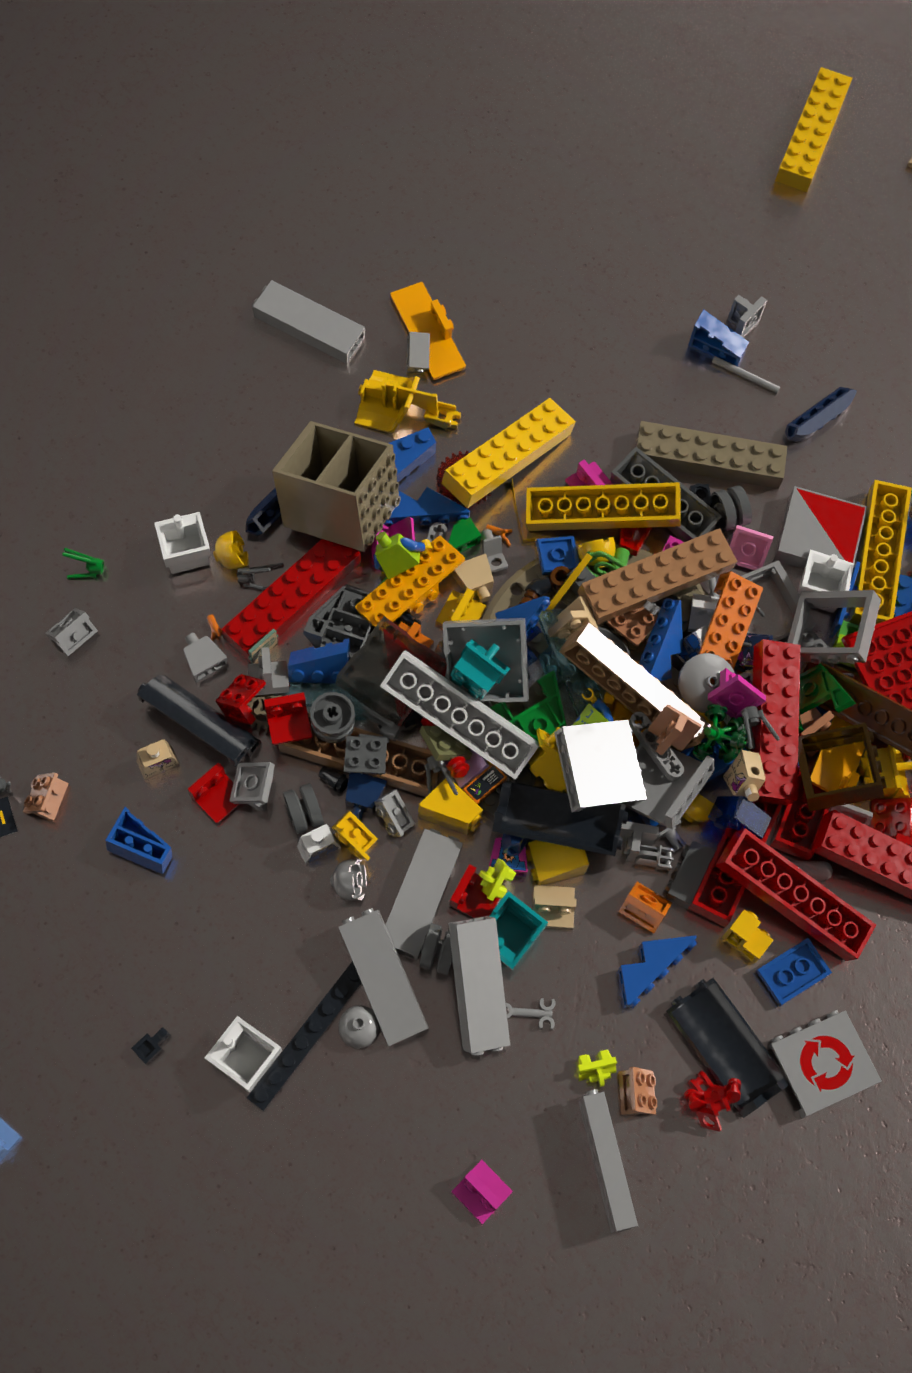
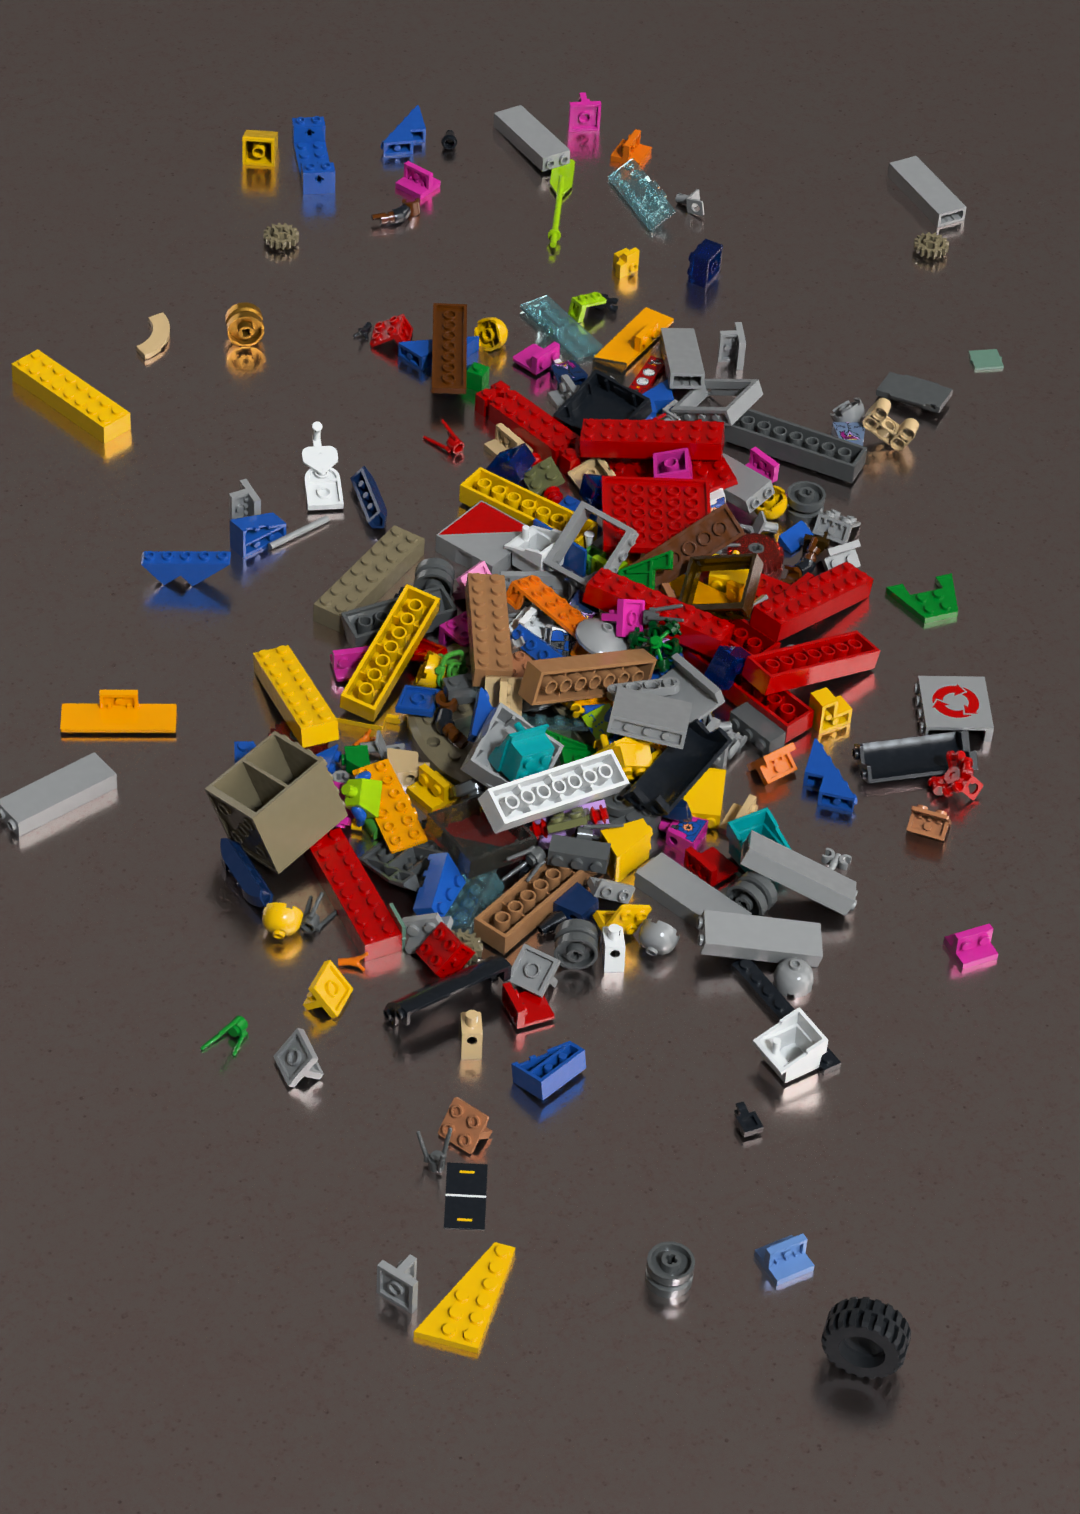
camera: 65 degrees left, 25 degrees down
(161, 621) = (328, 990): none -> yellow bracket
(183, 542) = (257, 944): white piece -> none
(203, 656) = (380, 975): light grey torso -> none
(288, 718) = (488, 919): red bracket -> none
(332, 717) = (504, 885): dark grey wheel -> none
(365, 755) = (552, 877): dark grey hinge -> none
(389, 397) = (188, 758): yellow piece -> none
(407, 768) = (579, 854): none -> dark grey brick
(417, 352) = (142, 729): light grey hinge -> none
(485, 783) = (617, 809): tile -> none
(494, 878) = (707, 839): neon yellow hips -> none
(569, 581) = (459, 698): yellow piece -> none
(597, 1070) = (898, 840): neon yellow hips -> none
(607, 1161) = (980, 854): light grey brick -> none
(631, 291) = (191, 565): none -> blue slope
(673, 729) = (639, 663): nougat bracket -> none
(746, 775) = (700, 643): tan torso -> none
(793, 971) = (870, 699): blue plate -> none
(823, 364) = (322, 481): none -> white plate

